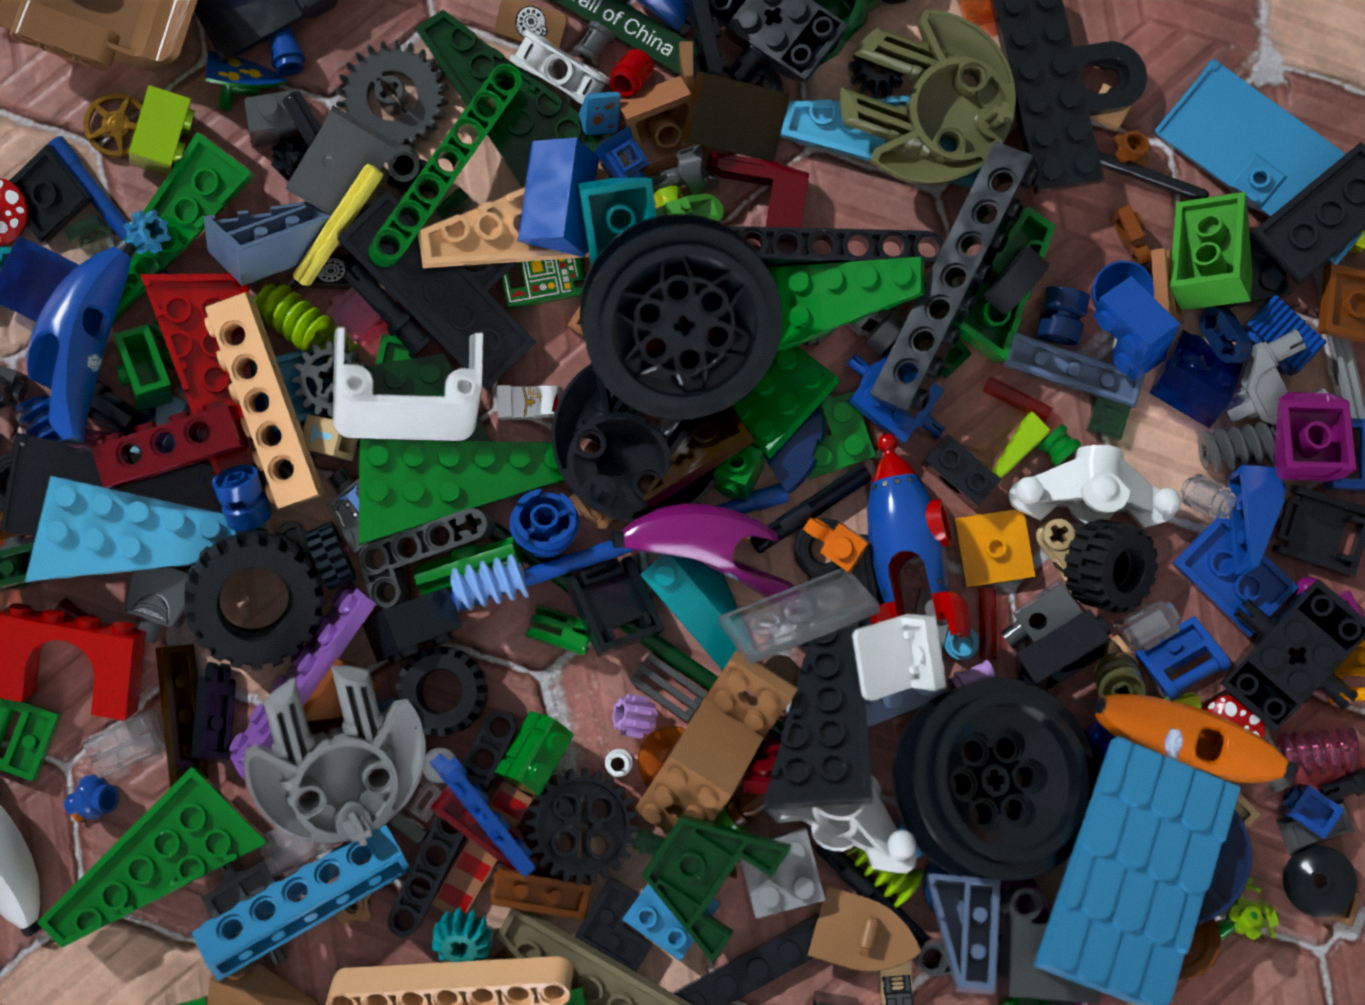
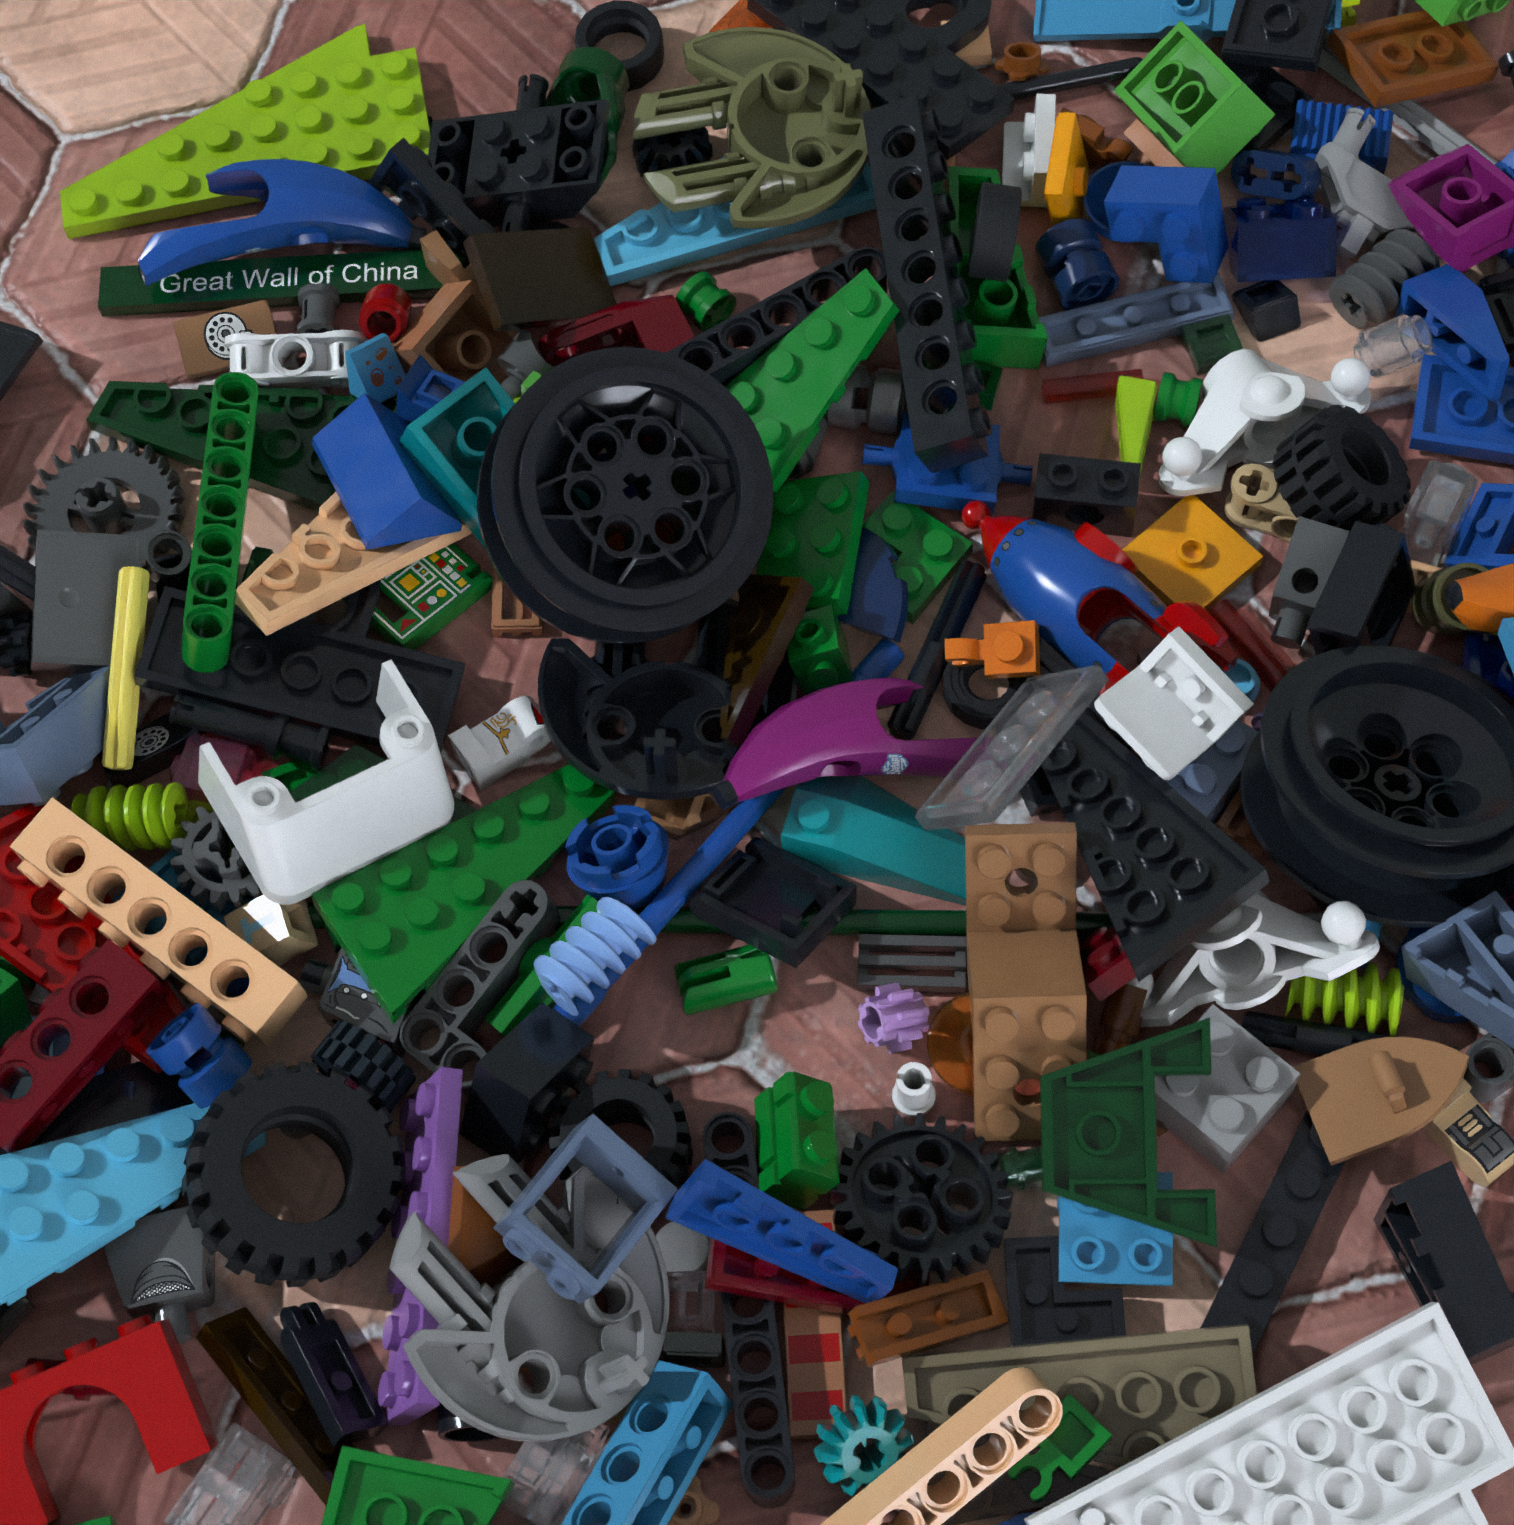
camera: 25 degrees left, 20 degrees down
(397, 761) = (621, 1171): none -> sand blue window
(827, 190) = (705, 301): none -> green wheel
(1088, 220) = (1028, 151): none -> white bracket
(1096, 256) = (1066, 171): none -> light orange plate
(1156, 418) = (1268, 309): none -> black slope

